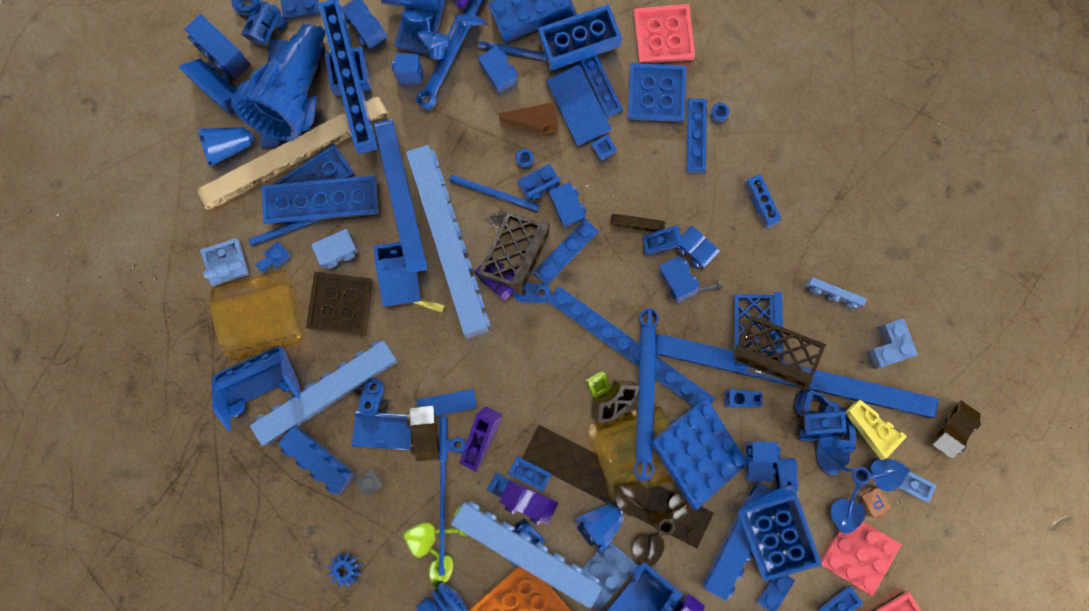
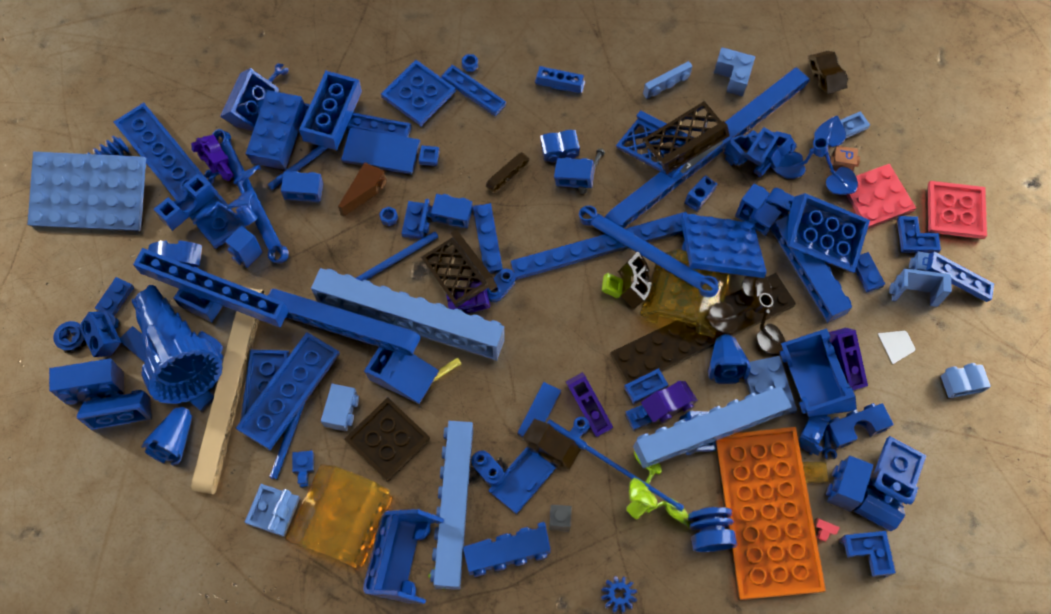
camera: 55 degrees left, 15 degrees down
(662, 240) = (535, 162): blue plate -> none
(664, 34) = (378, 58): coral plate -> none
(876, 432) = (791, 122): light yellow wing -> none

